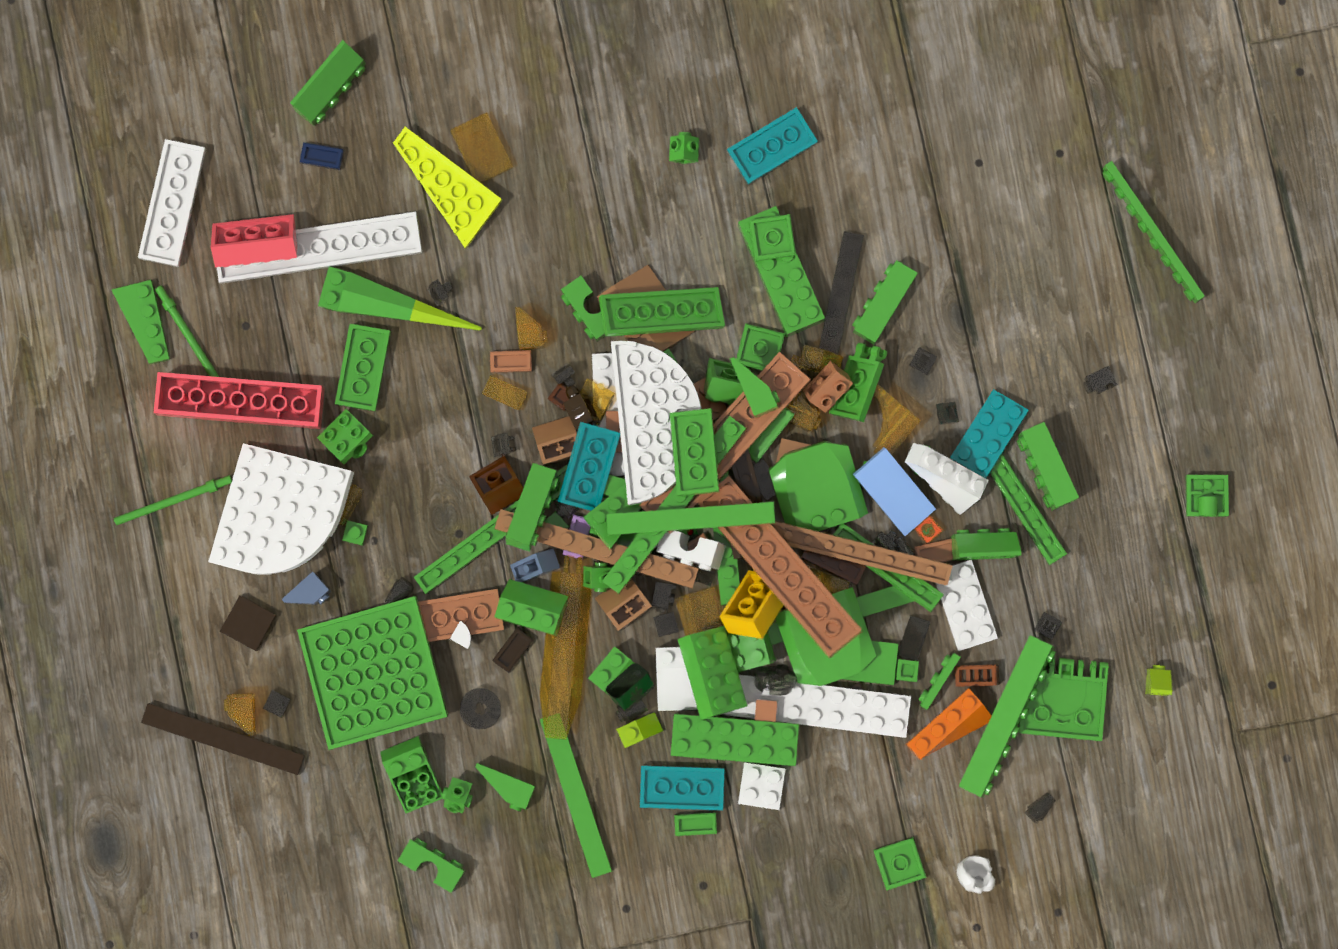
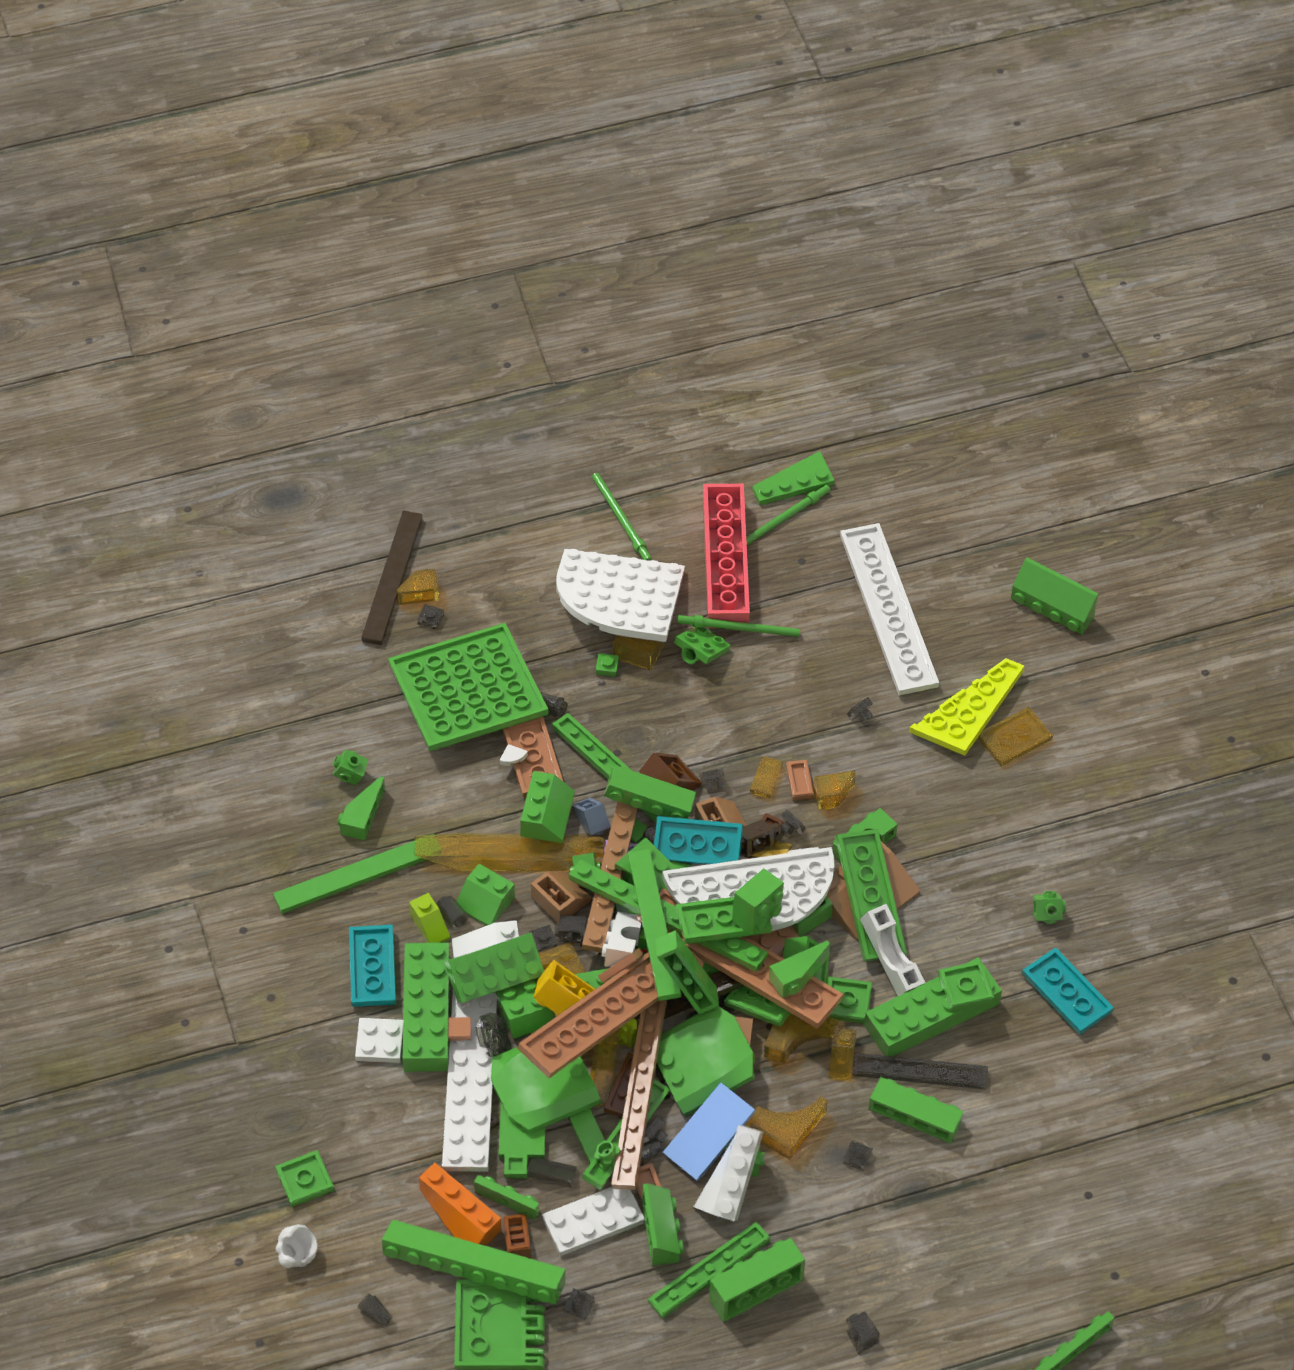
camera: 75 degrees right, 30 degrees down
(172, 203) = (912, 489): white plate -> none
(248, 623) = (508, 586): dark brown tile -> none
(254, 241) = (885, 549): coral slope -> none
(308, 591) = (545, 629): sand blue slope -> none
(321, 156) = (981, 605): dark blue tile -> none
(322, 436) = (698, 621): none -> bright green bar
(357, 295) = (846, 646): bright green plate -> none
(362, 367) = (774, 654): bright green plate -> none
(411, 774) = (369, 728): bright green slope -> none
(448, 872) = (272, 767): bright green arch -> none
(469, 705) = (440, 793): clear smoke plate -> none
(512, 650) = (502, 806): dark brown tile -> none
(630, 687) = (472, 901): clear smoke piece -> none
(694, 418) = (758, 901): none -> bright green brick
(695, 824) = (335, 983): bright green tile -> none
(712, 305) = (881, 931): none -> white arch
(729, 554) = (619, 966): none -> nougat tile
(753, 493) = (687, 972): none -> bright green brick
(828, 387) = (814, 1057): nougat brick -> none
(865, 377) = (824, 1088): bright green tile -> none
(914, 580) = (605, 1147): none -> bright green plate
(928, 529) = (673, 1176): clear yellow tile -> none
(947, 413) = (803, 1180): clear smoke plate -> none
(989, 434) = (780, 1220): teal plate -> none

